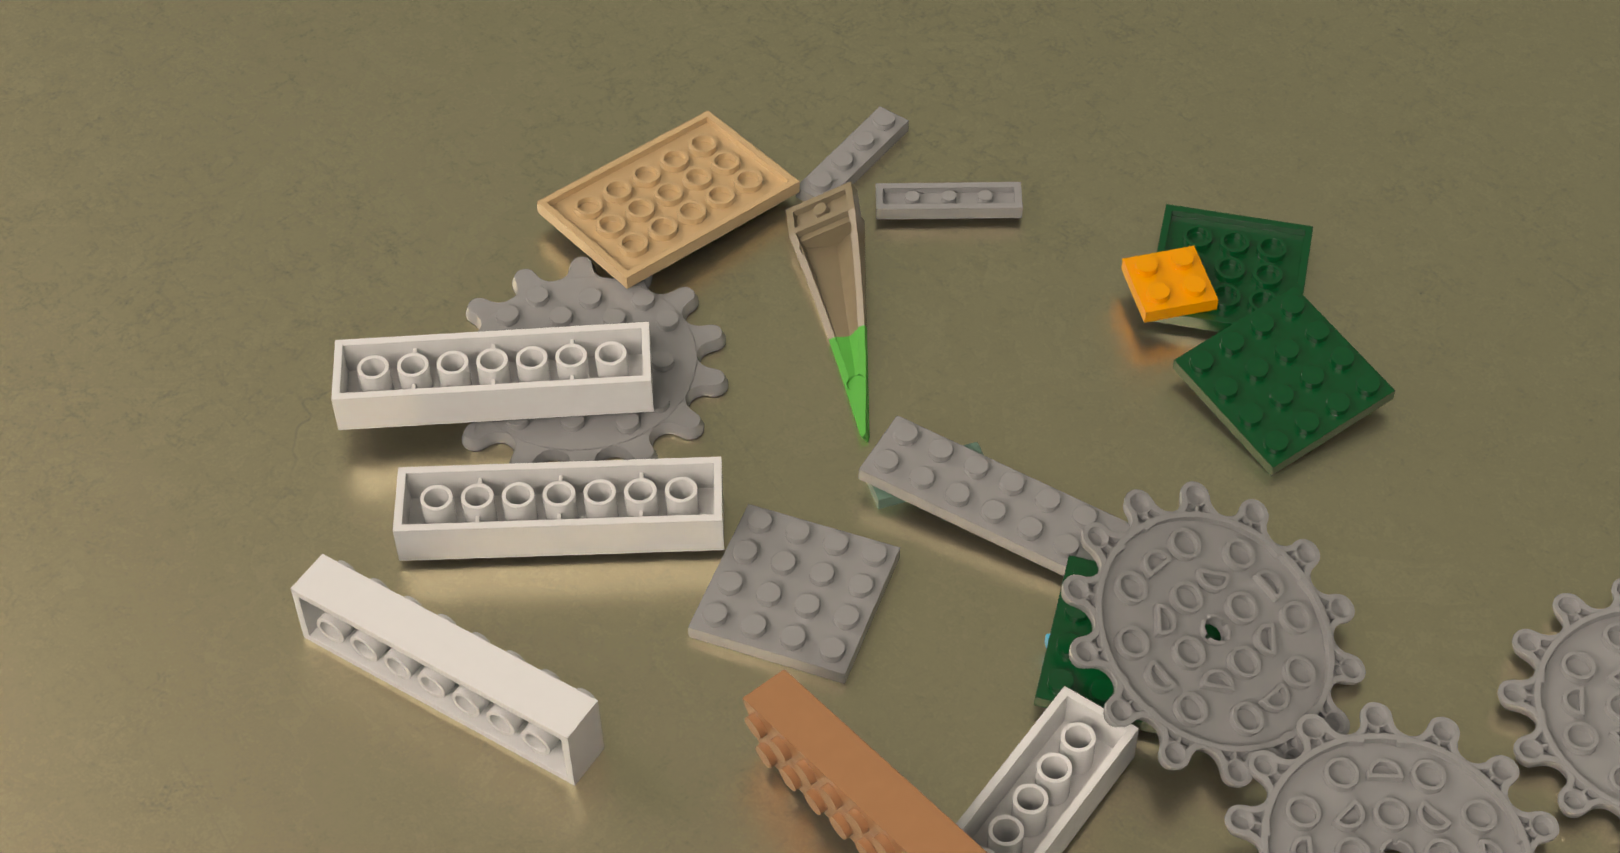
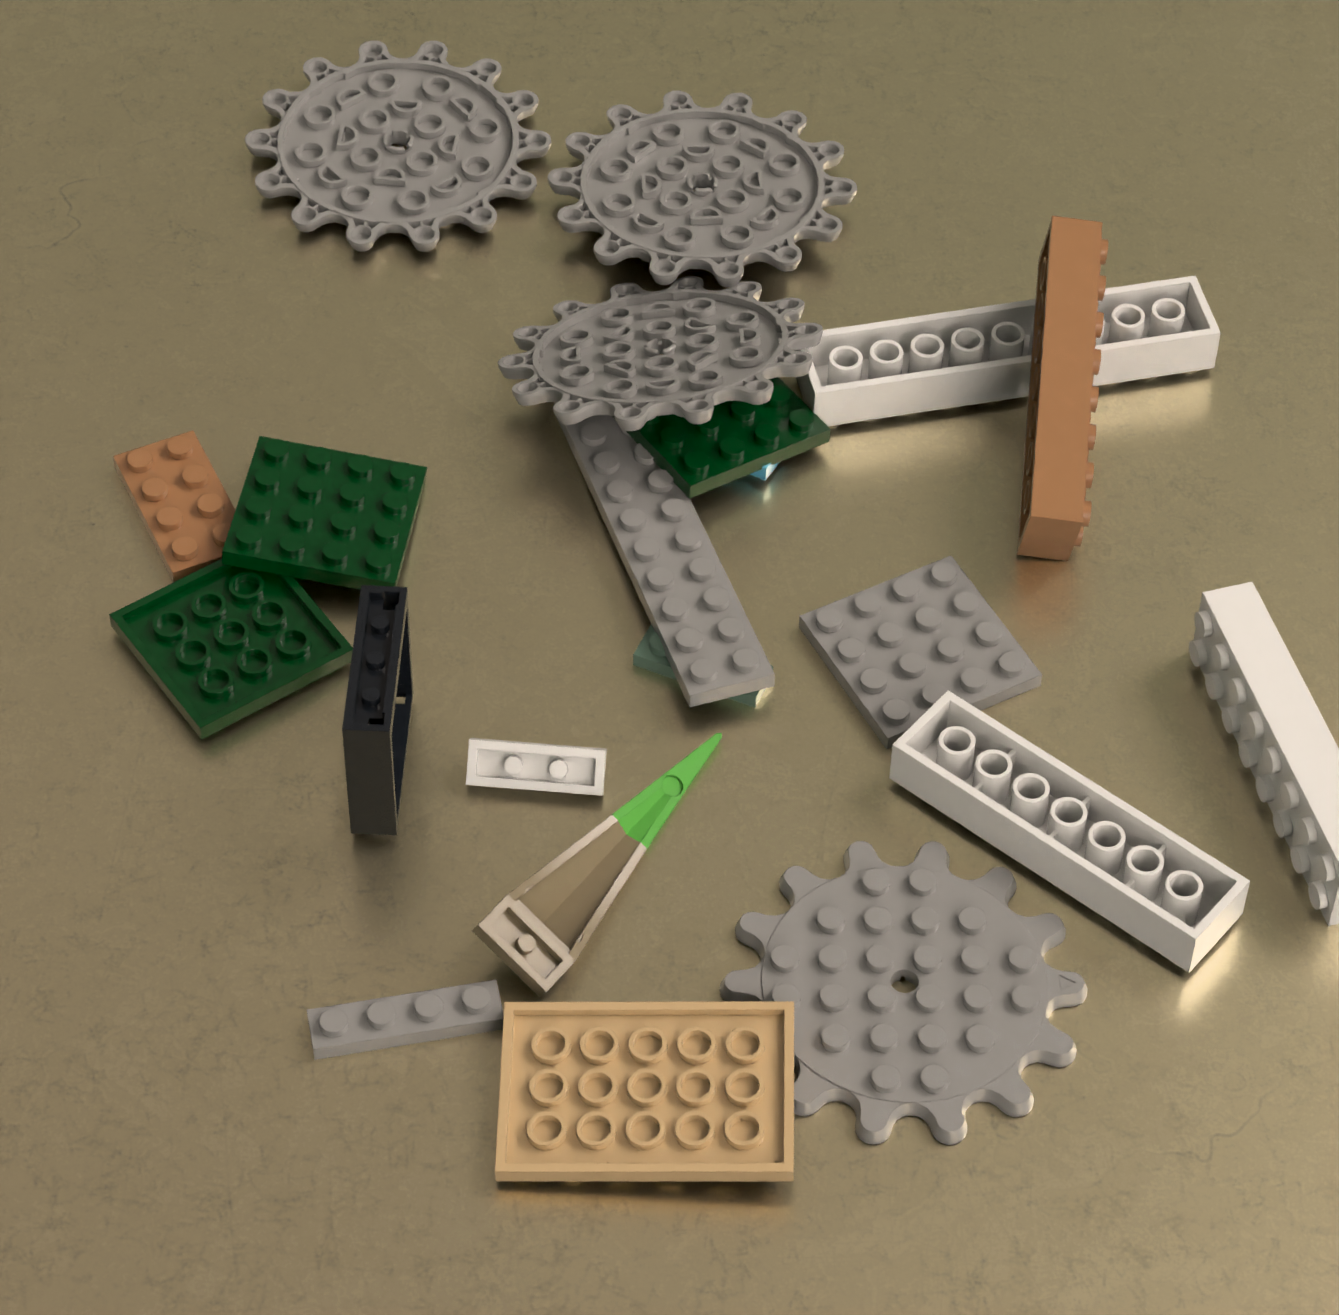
camera: 140 degrees left, 0 degrees up
(492, 376) = (1030, 971): white brick -> none
(947, 326) = (536, 766): none -> white plate
(949, 200) = (380, 891): light grey plate -> none
(1019, 163) = (373, 725): none -> black window
(1169, 284) = (305, 646): light orange plate -> none
(1395, 336) = (178, 501): none -> medium nougat plate

